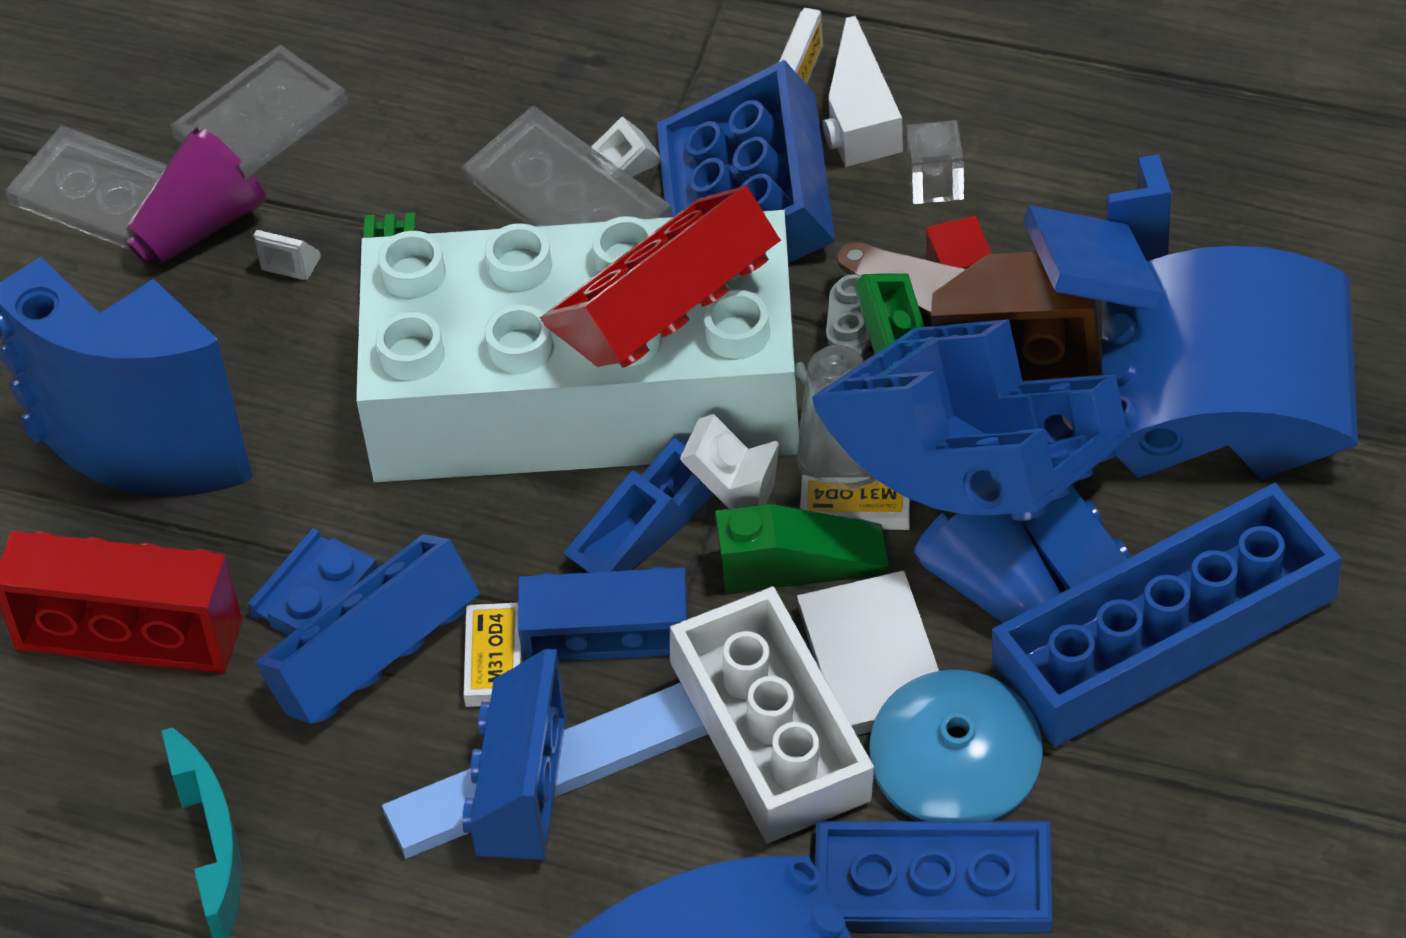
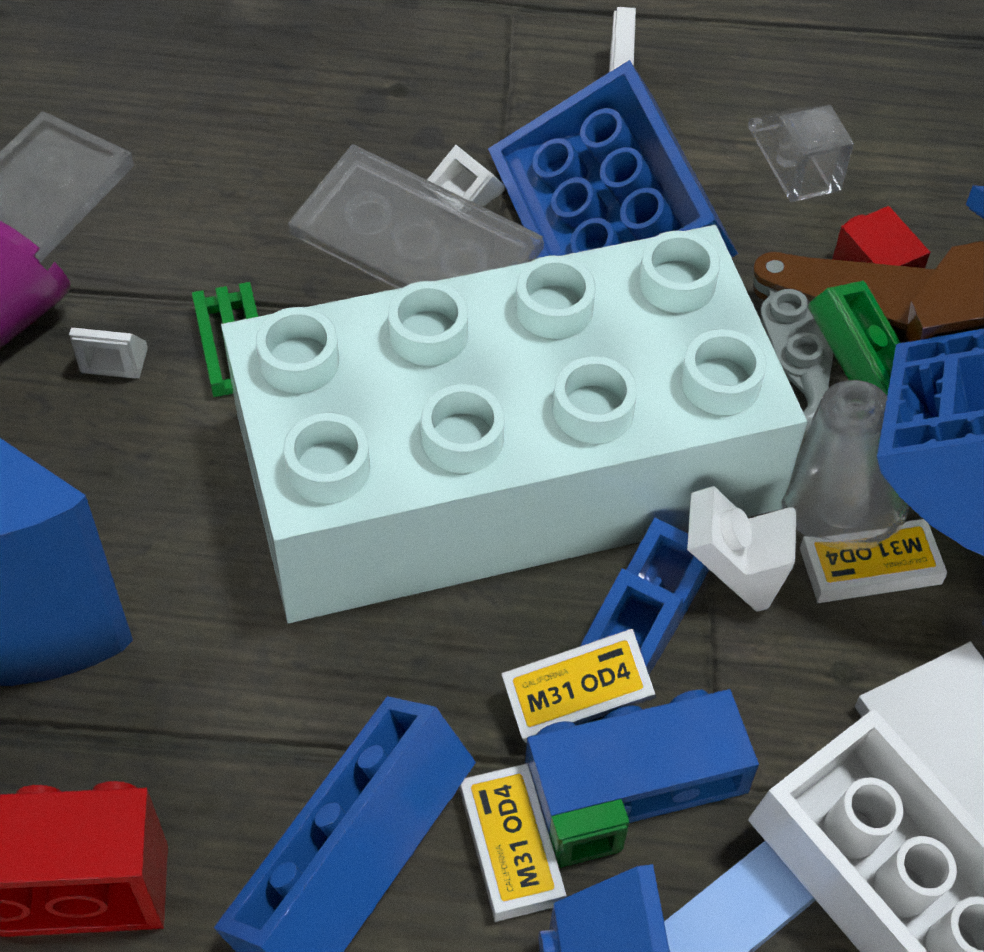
camera: 20 degrees left, 5 degrees up
(309, 582) = (251, 785): blue plate -> none
(562, 640) = (589, 833): none -> green tile
(577, 547) = (579, 684): none -> tile
(664, 278) = (632, 329): red slope -> none
(795, 547) = (830, 634): green slope -> none
(861, 108) = (707, 103): white slope -> none

